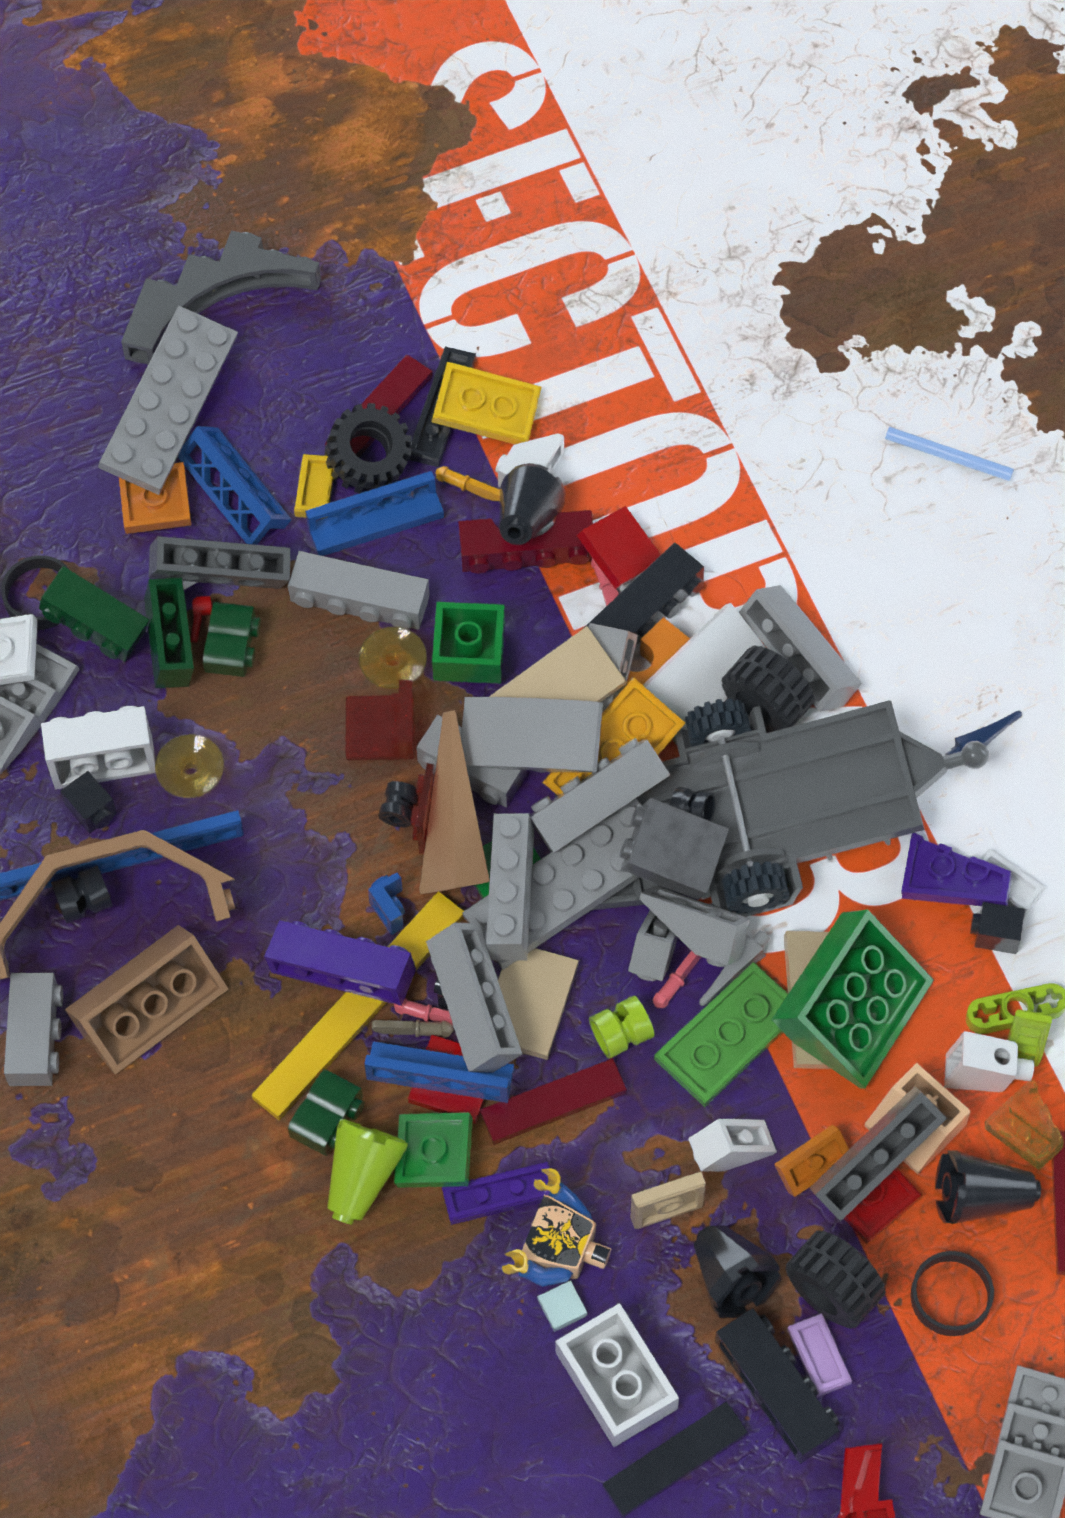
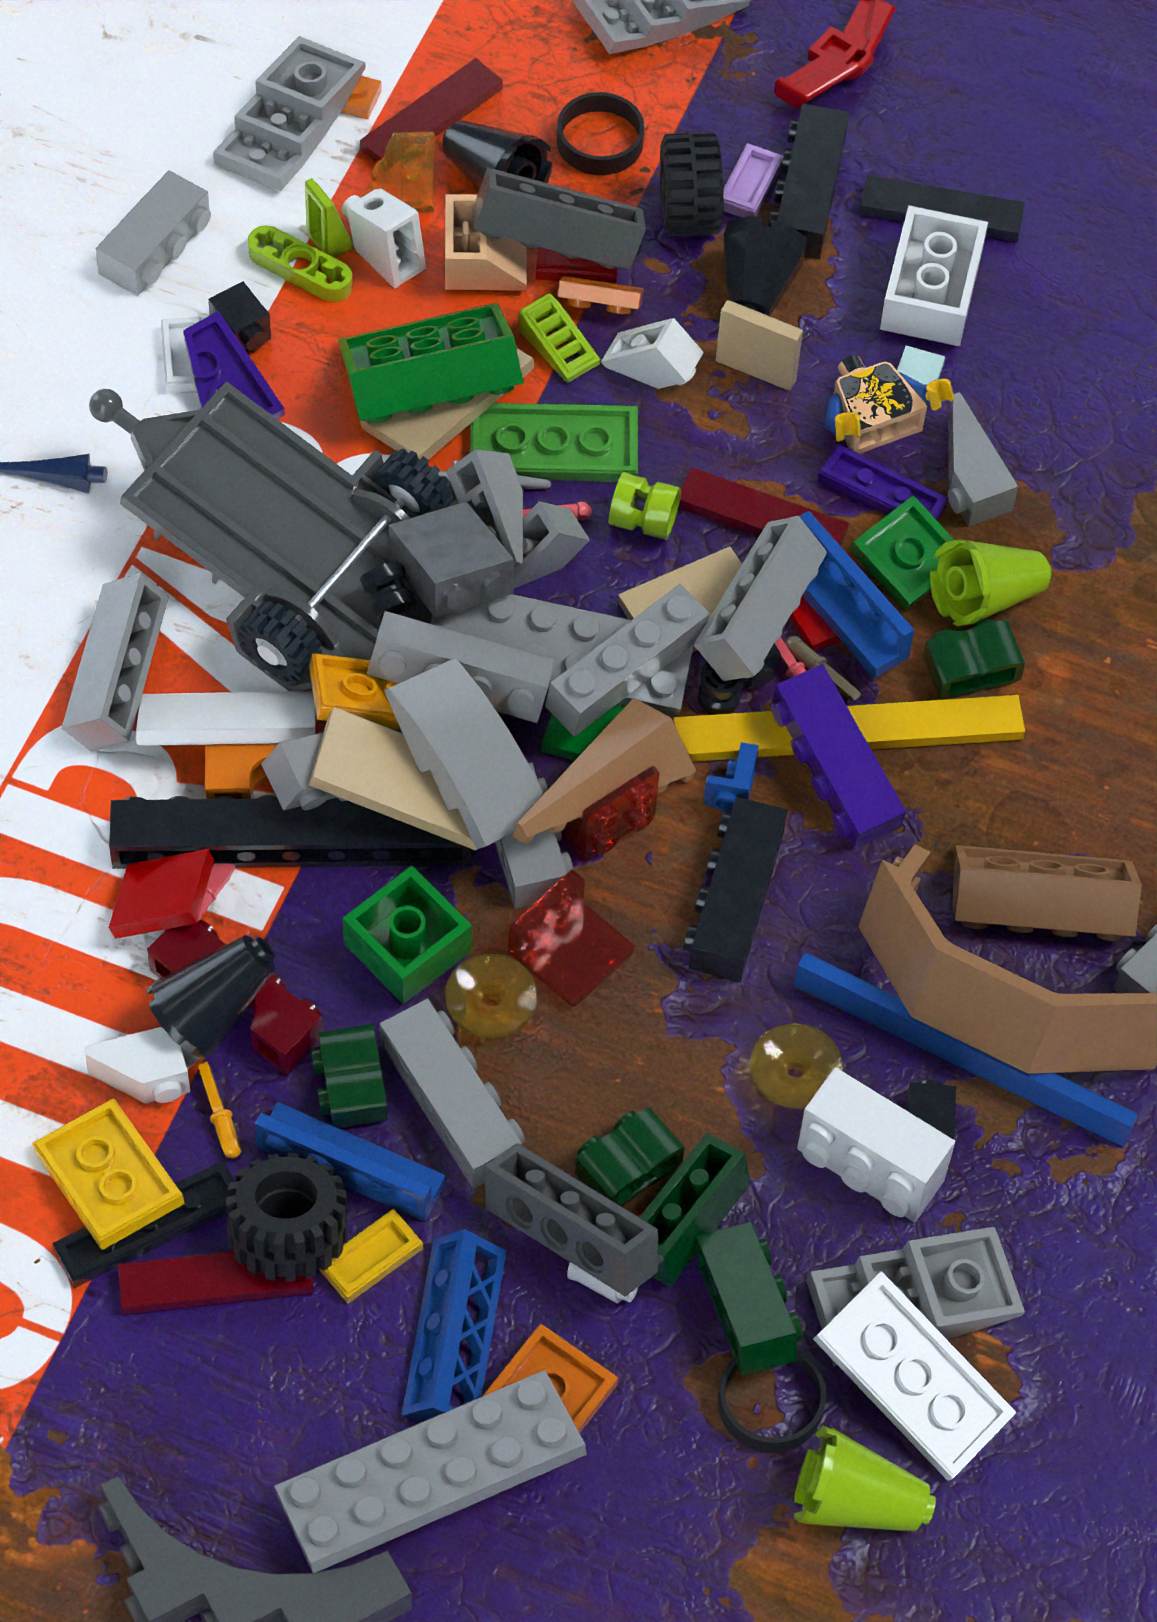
camera: 140 degrees left, 5 degrees down
(322, 839) = (737, 888): none -> black brick
(398, 804) = (633, 856): black wheel -> none
(418, 553) = (351, 1075): none -> dark green brick
(451, 1252) = (977, 475): none -> light grey slope
(769, 682) = (197, 635): black tyre -> none
(816, 1093) = (543, 317): none -> lime slope

